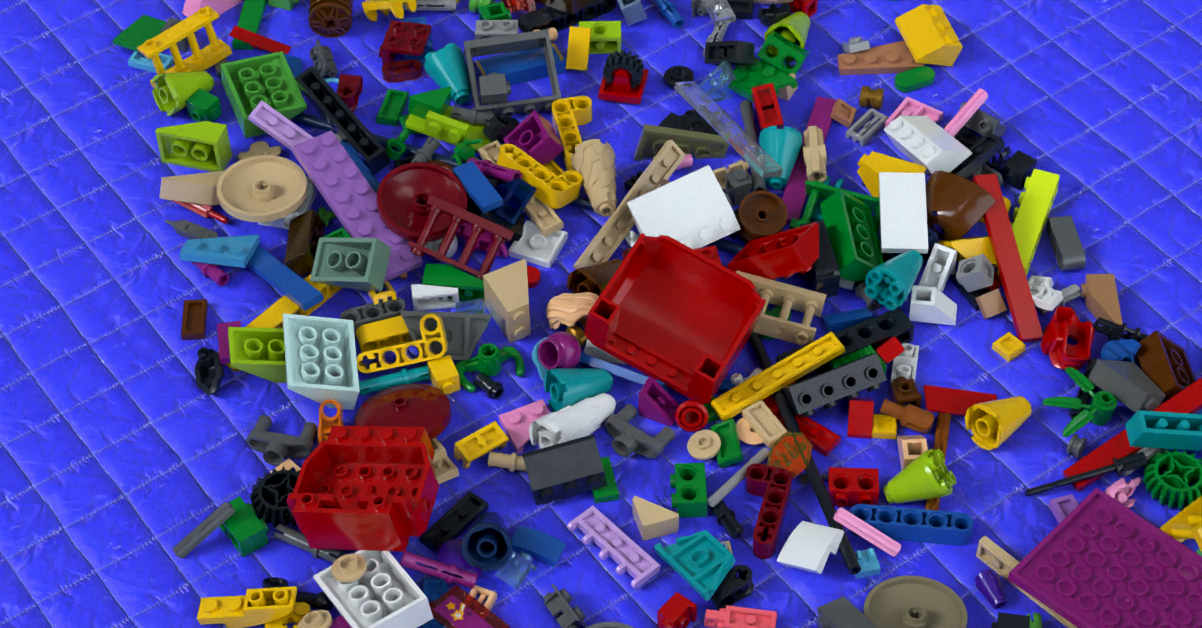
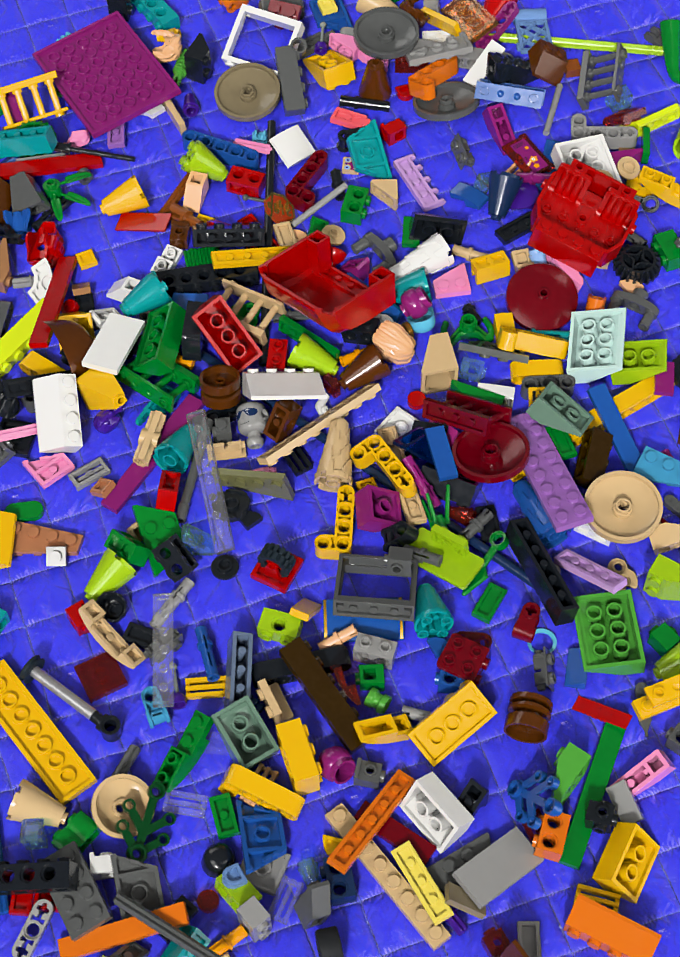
camera: 165 degrees left, 10 degrees up
(434, 101) = (457, 565): green slope -> none
(871, 97) = (72, 495): pearl gold wheel -> none
(890, 350) = (175, 260): red slope -> none
(975, 273) = (76, 299): light grey brick -> none

